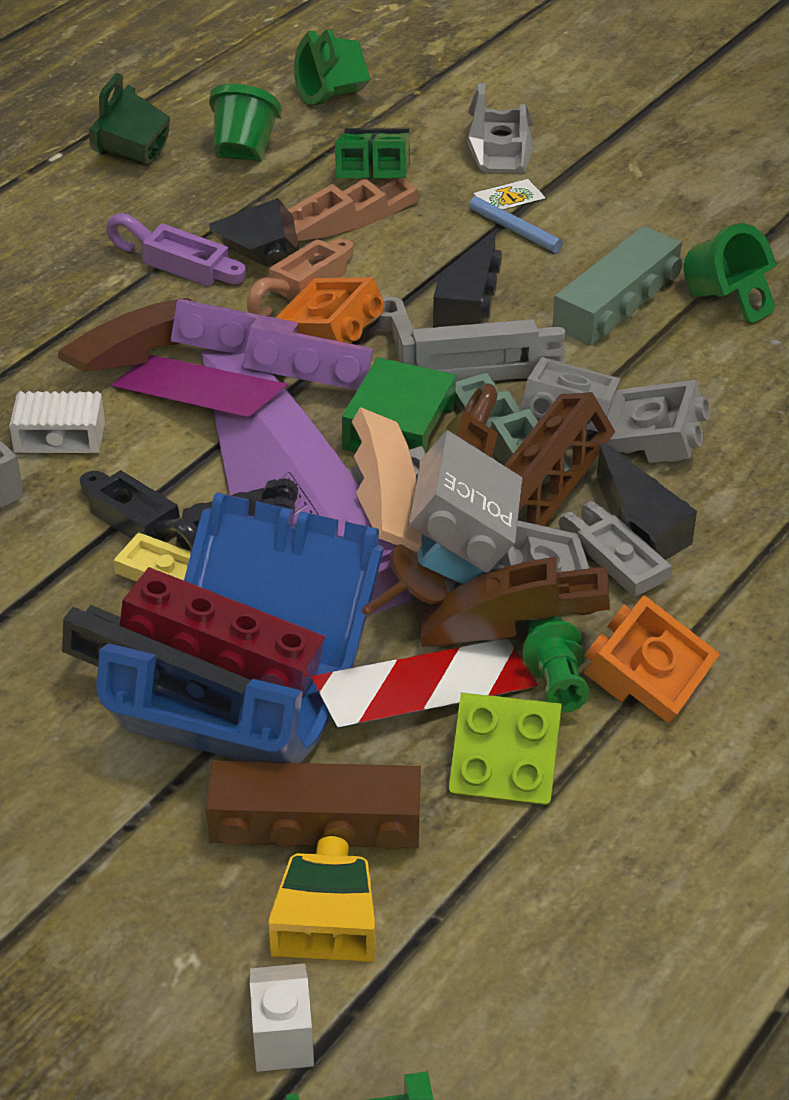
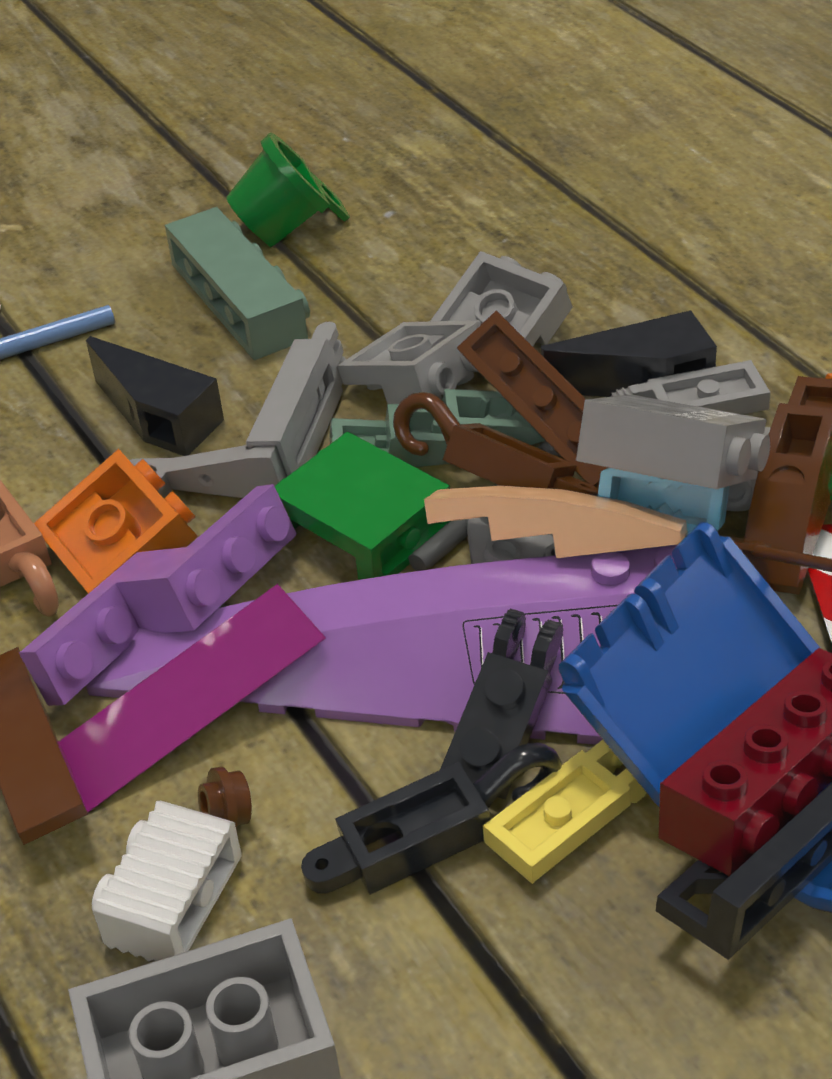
camera: 65 degrees left, 0 degrees up
(125, 427) = (226, 796): none -> reddish brown plate

